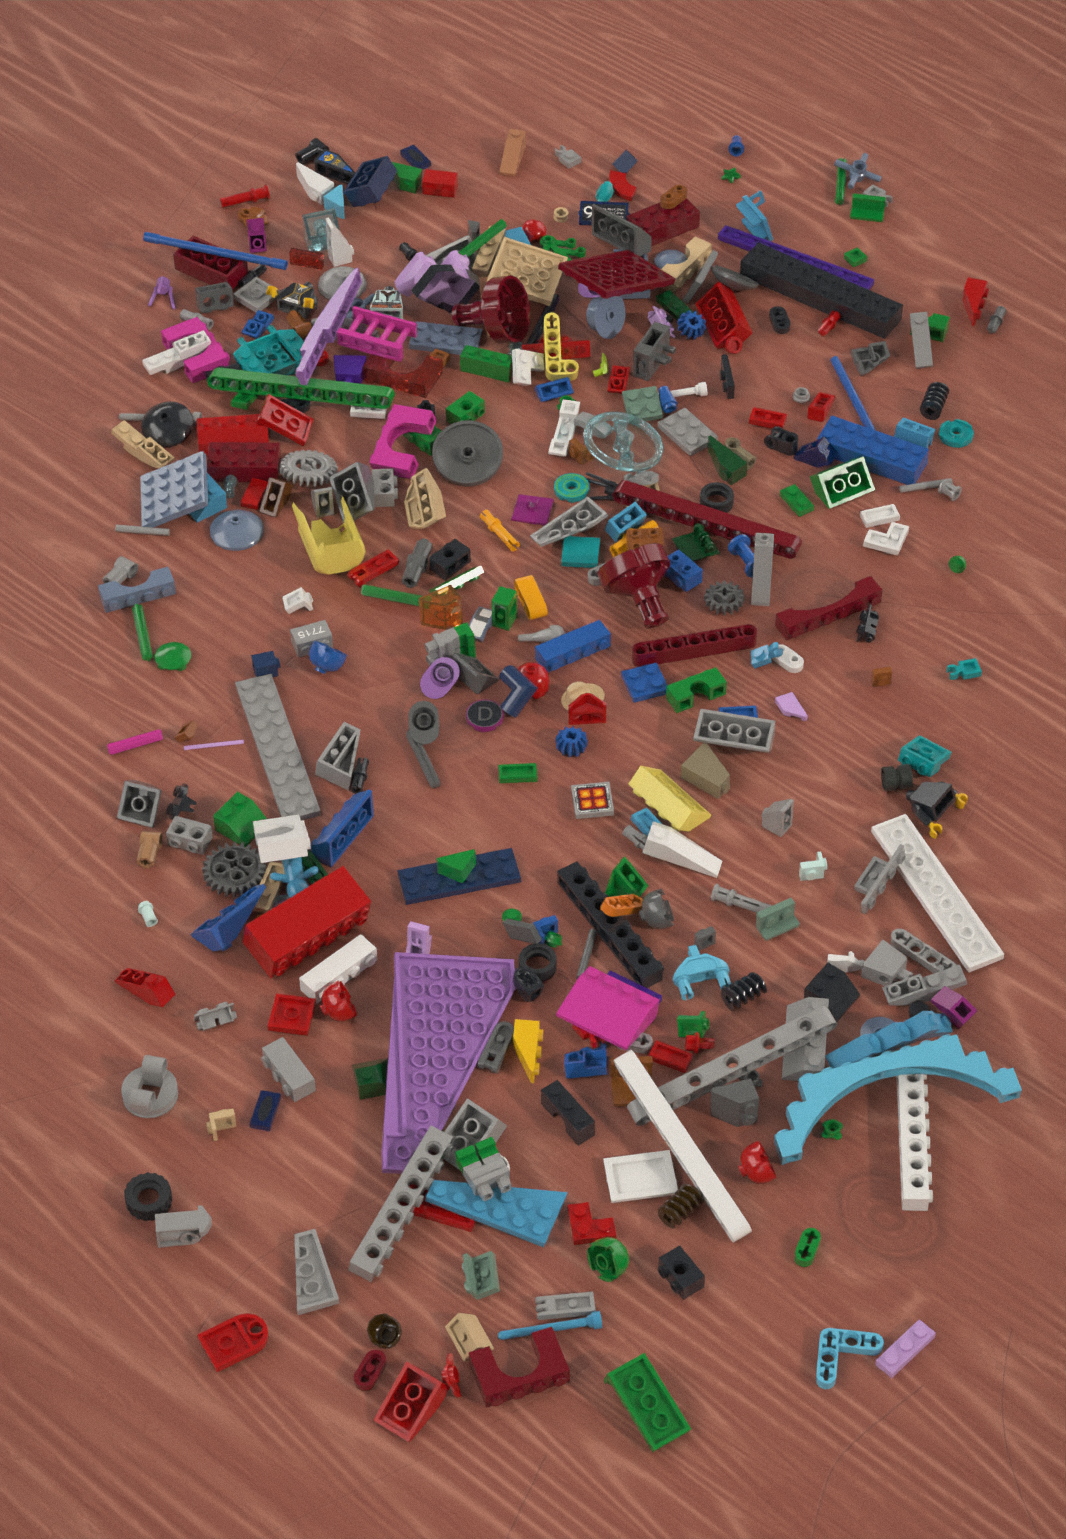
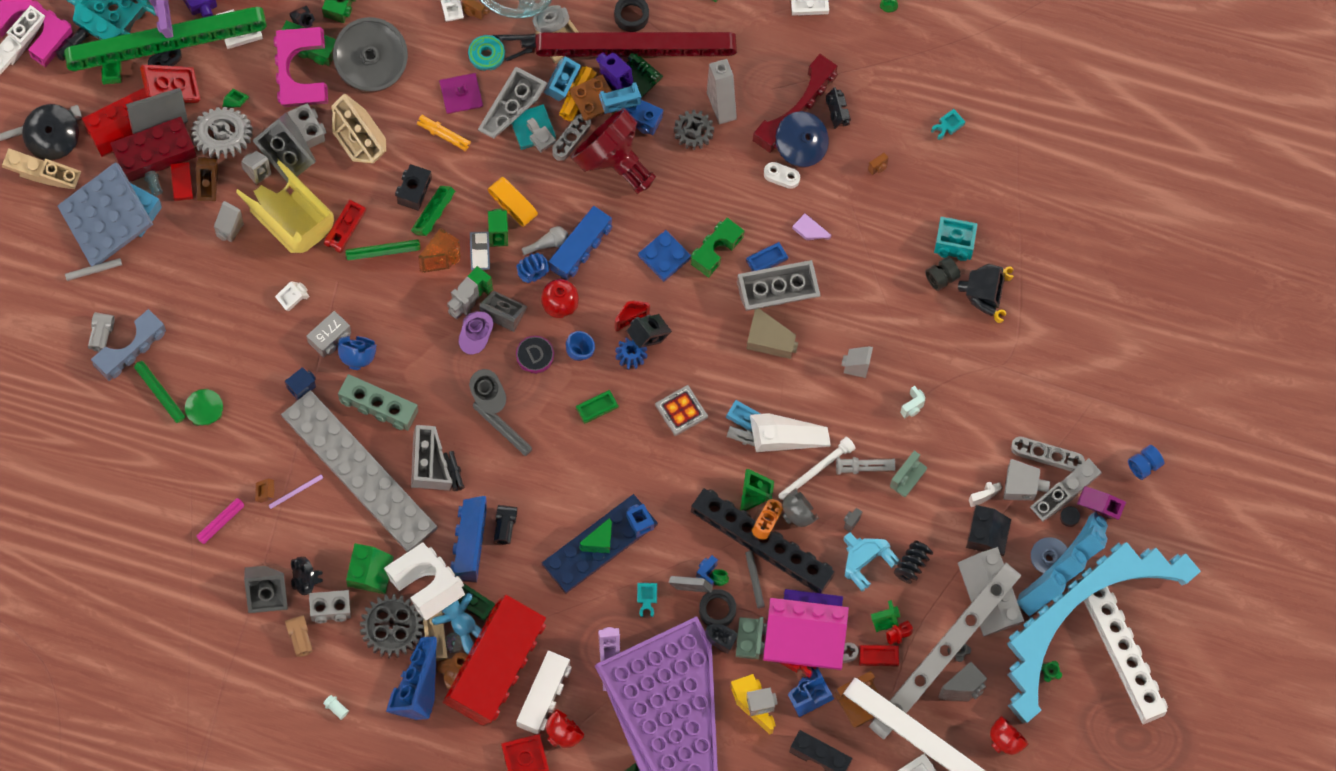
camera: 30 degrees left, 20 degrees up
(236, 530) = (189, 241): sand blue dish -> none
(262, 430) = (156, 110): none -> dark grey tile
(274, 529) = (228, 222): none -> light grey slope
(322, 700) = (354, 386): none -> sand green brick
(335, 451) = (234, 99): none -> green slope
(383, 826) = (505, 520): none -> black piece
(417, 563) = (384, 204): dark grey piece -> none
(477, 929) = (647, 594): none -> teal plate
(497, 1047) = (725, 712): dark grey plate -> none
(503, 864) = (640, 512): none -> blue brick
(513, 914) = (670, 568): green plate -> none
(518, 648) = (532, 267): none -> blue gear
(521, 689) = (560, 316): dark blue brick -> none
(527, 719) = (579, 346): none -> blue piece
(532, 1041) = (761, 701): none -> light grey brick
(553, 997) = (749, 638): none -> sand green bracket
(578, 688) = (614, 295): tan piece -> none
(582, 559) = (541, 137): none -> light grey plate
(595, 726) = (648, 330): none -> black brick
(668, 799) = (750, 380): light yellow slope -> none
(672, 547) = (620, 98): none -> dark azure hinge
(675, 525) = (615, 71): none -> dark purple torso
(694, 645) = (687, 204): dark red beam -> none
(730, 880) = (845, 446): none -> white piece
(740, 547) = (691, 71): blue hose -> none
(763, 655) = (760, 182): dark azure plate -> none
(817, 644) = (792, 141): none -> dark blue dish
(875, 877) = (972, 391): light grey bracket -> none
(938, 894) = (1031, 383): white plate -> none
(1019, 990) = (1148, 460): none -> blue wheel

